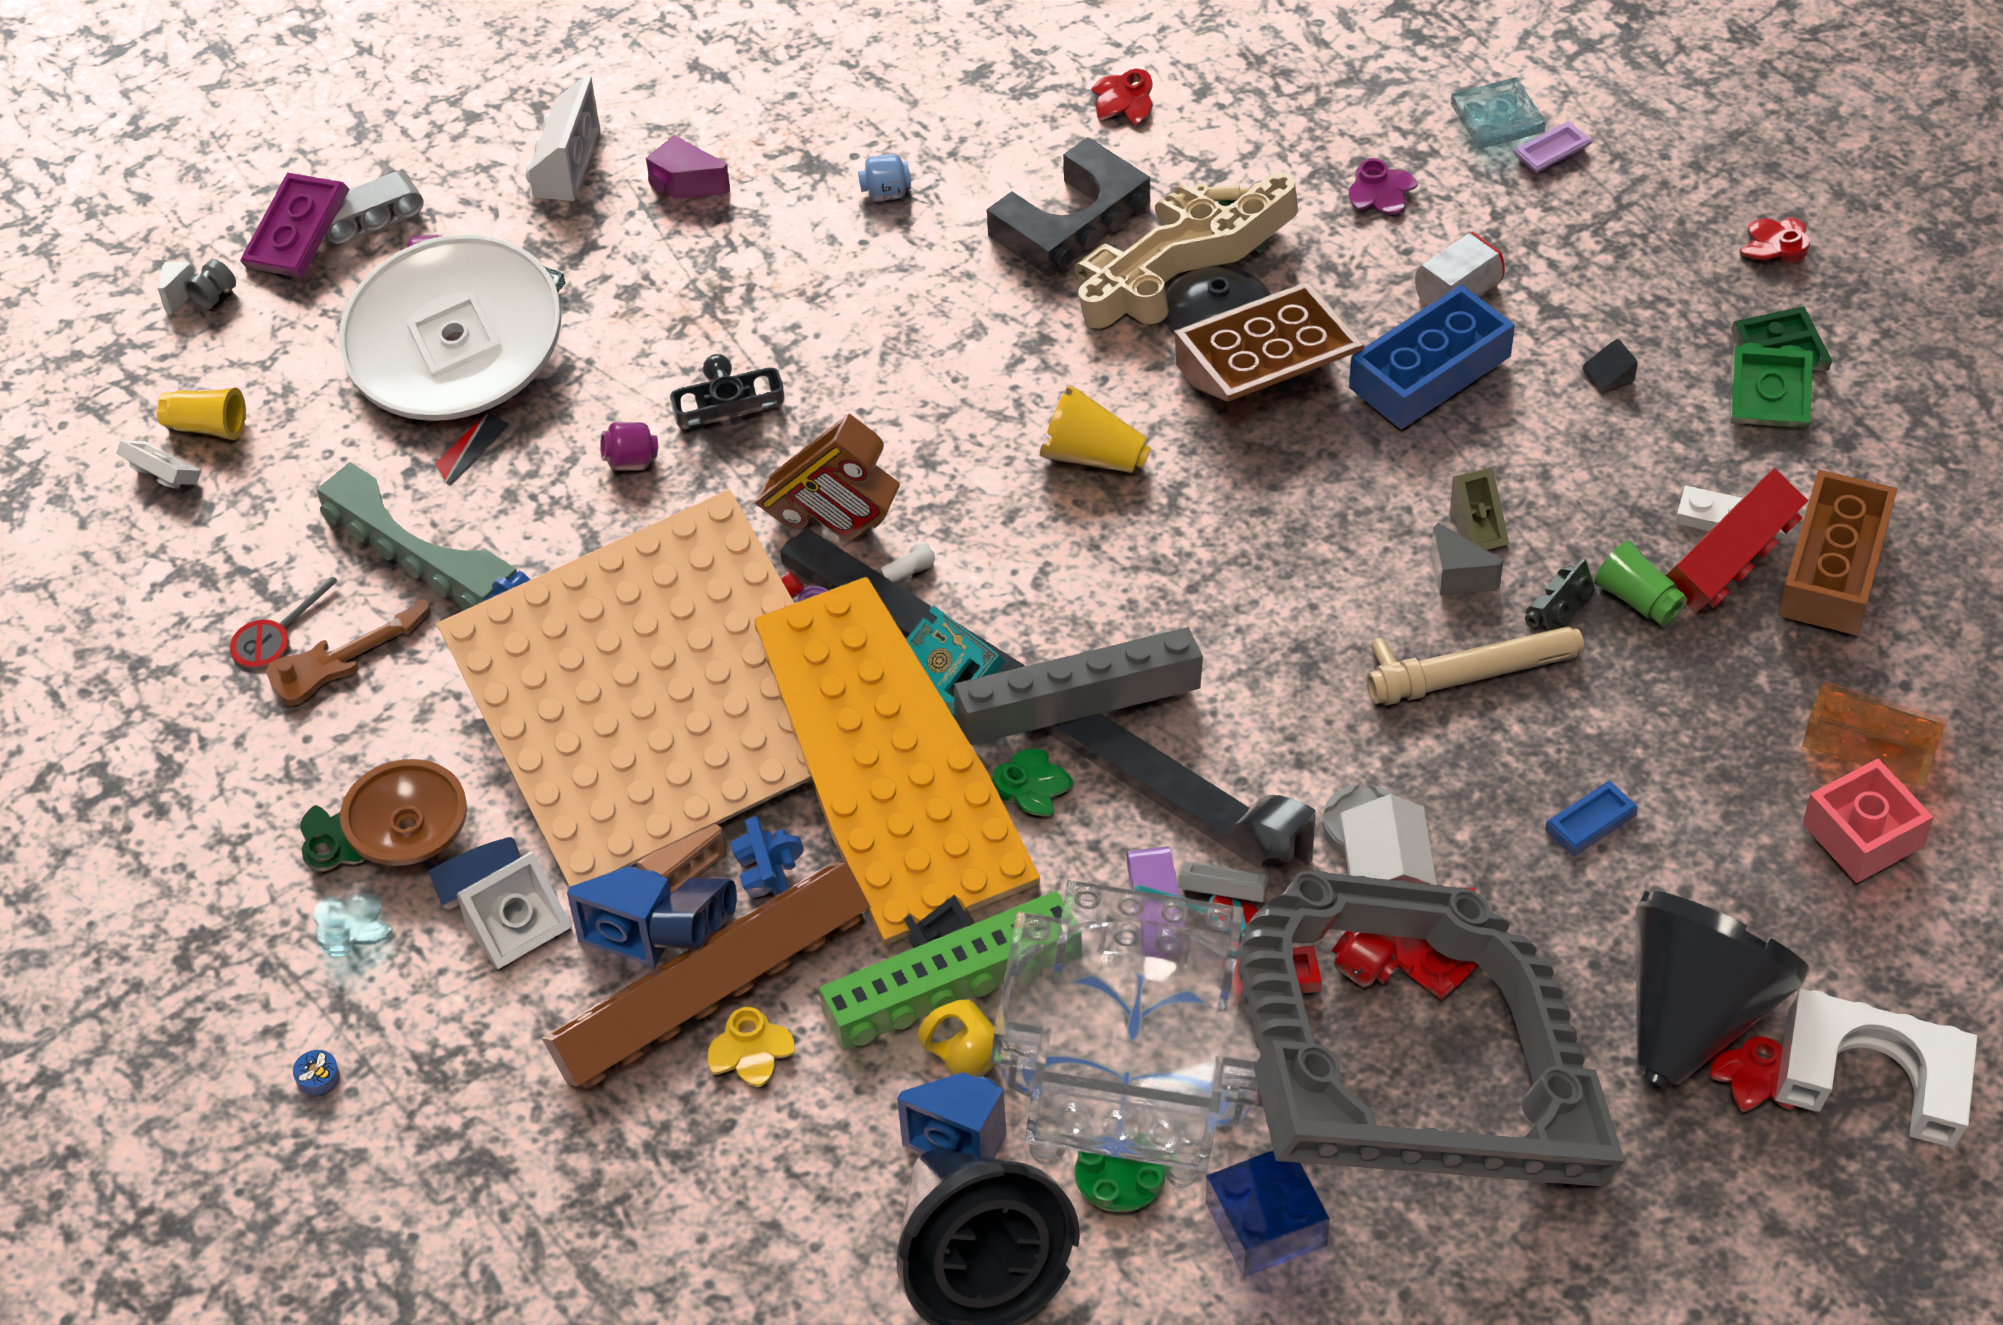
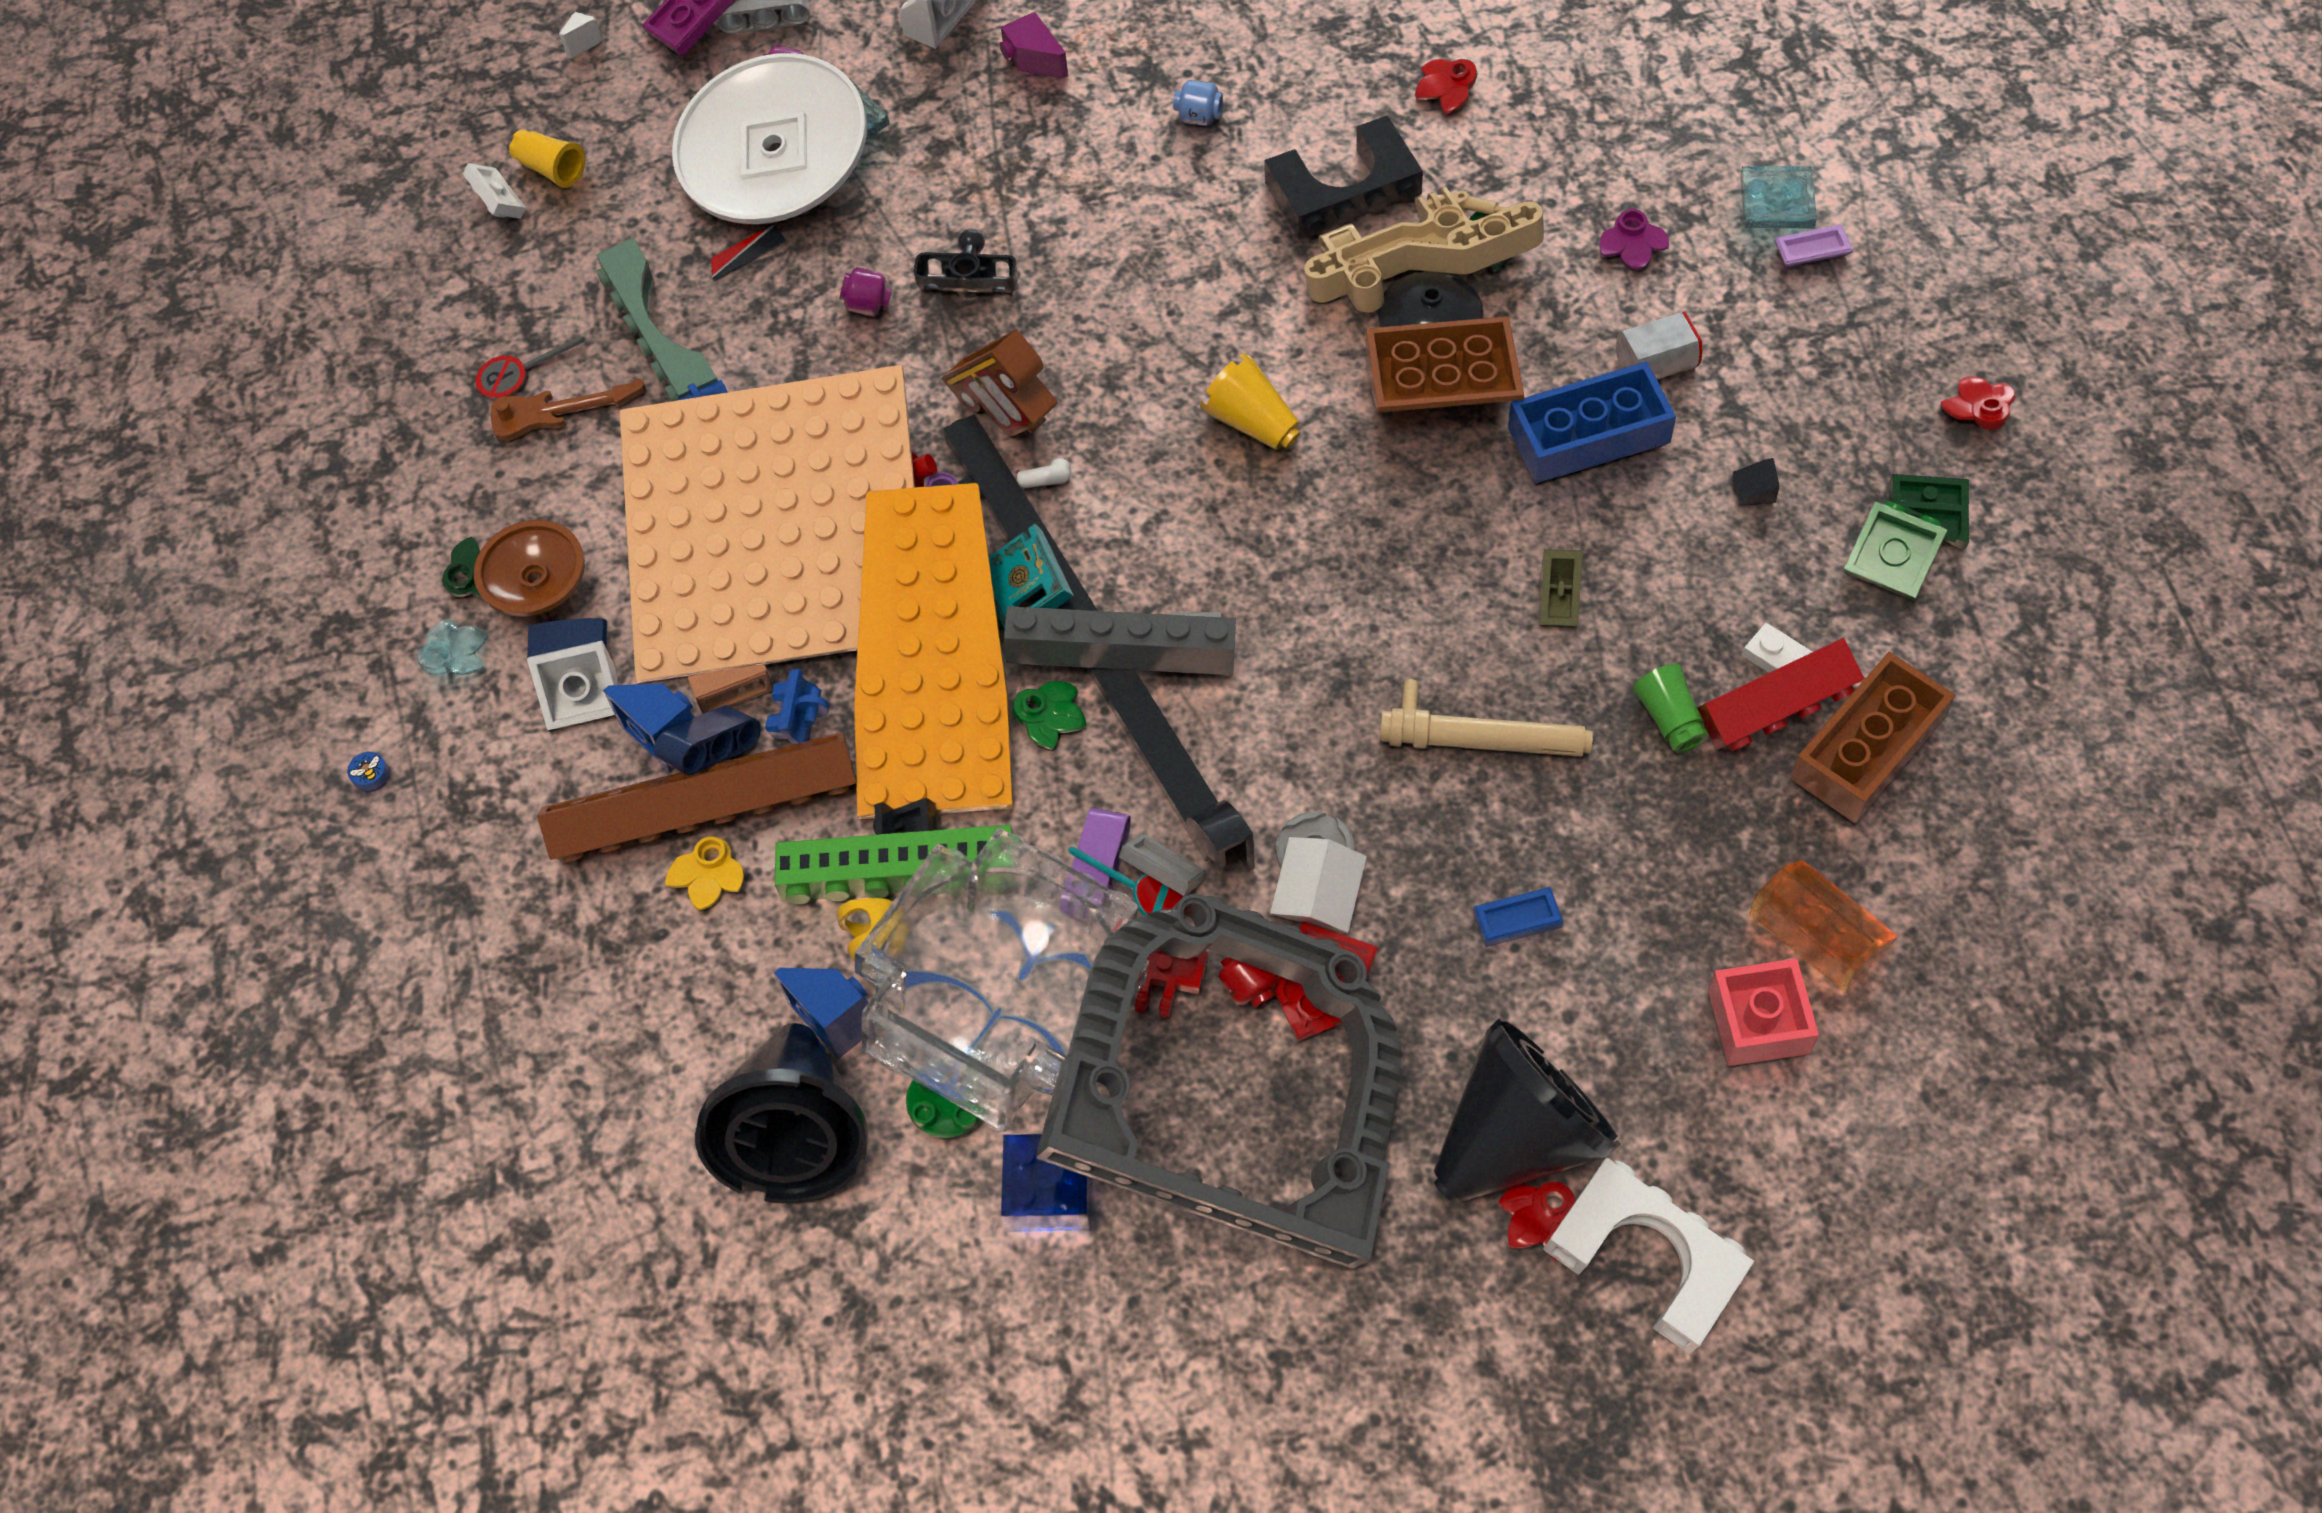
camera: 25 degrees right, 10 degrees up
(210, 284) = (607, 41): dark grey wheel -> none
(1463, 565) = (1520, 635): dark grey slope -> none
(1563, 599) = (1602, 695): pearl dark grey hinge -> none

